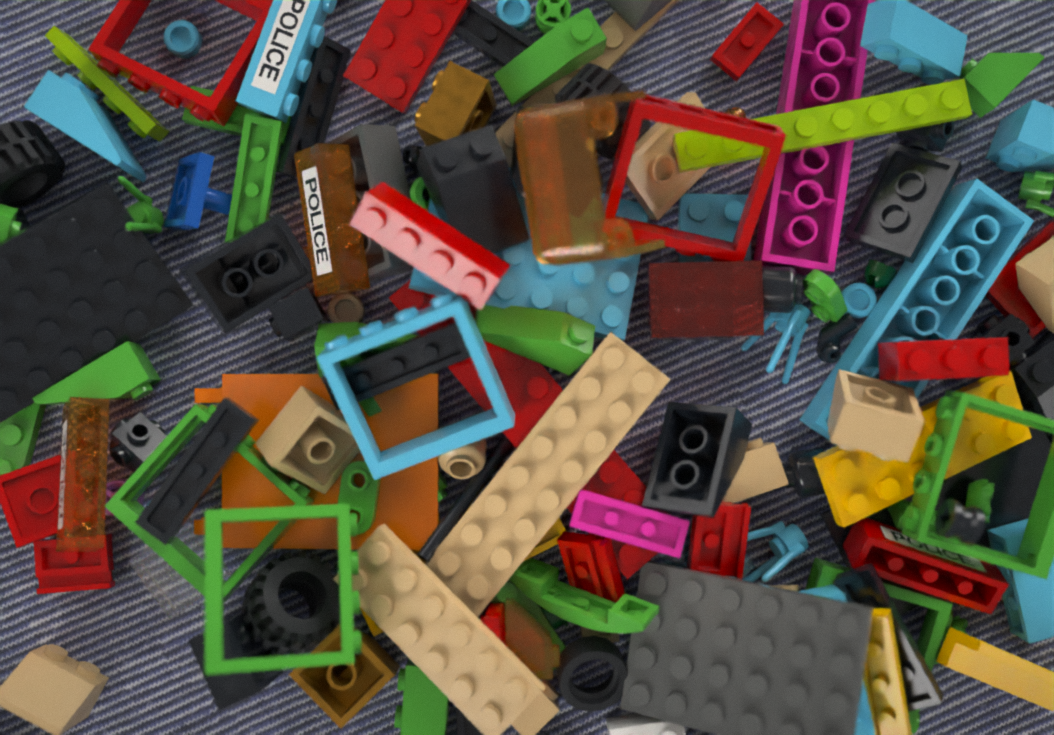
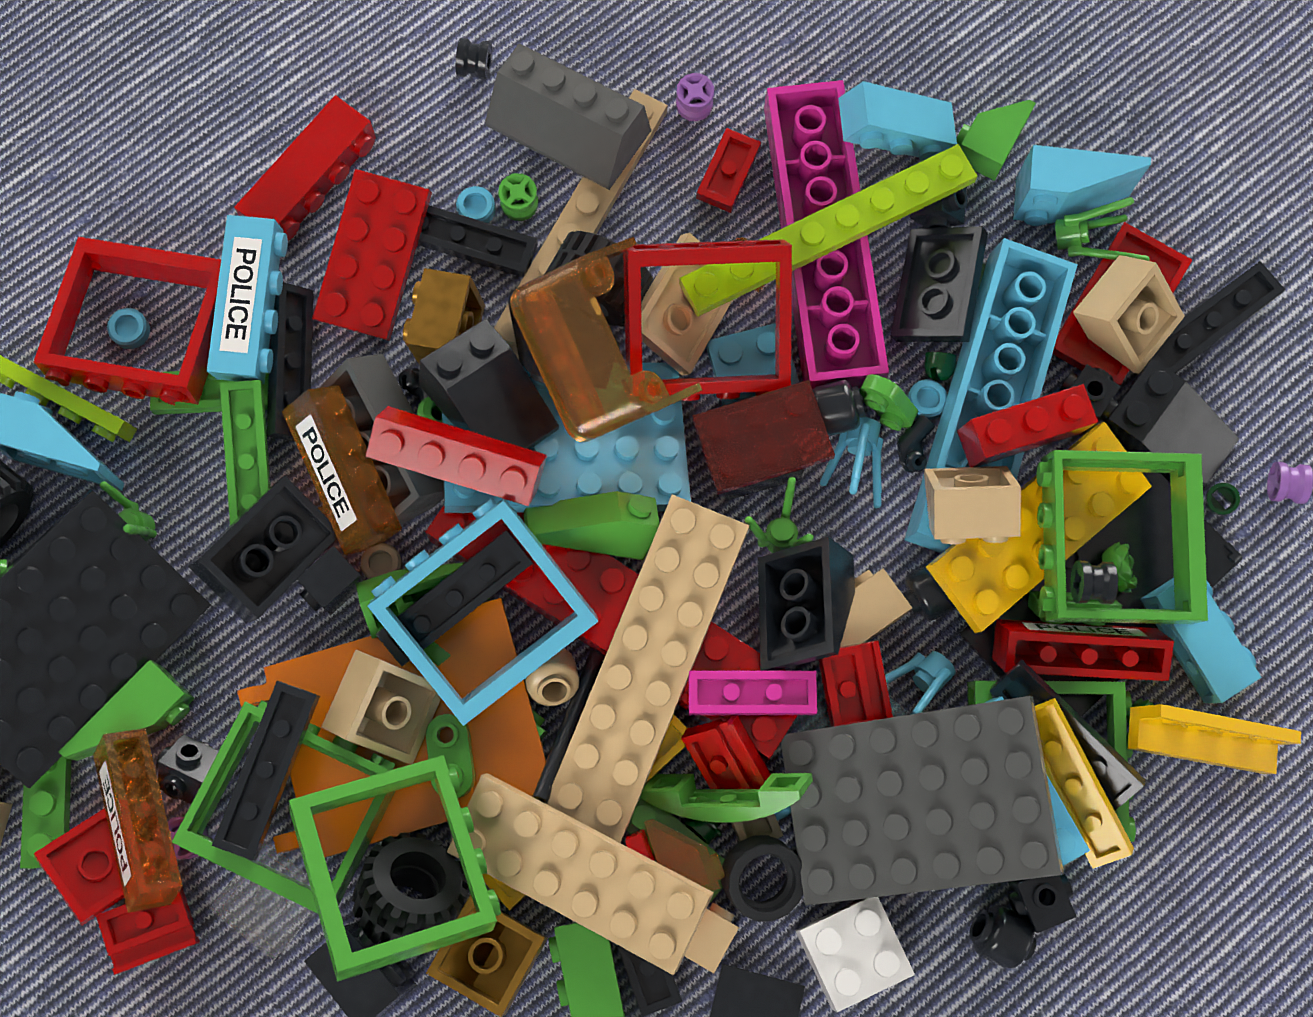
camera: 15 degrees left, 10 degrees down
(192, 193) = (182, 484): blue tile -> none
(552, 57) = (530, 238): bright green slope -> none
(696, 383) = (780, 532): none -> bright green plant

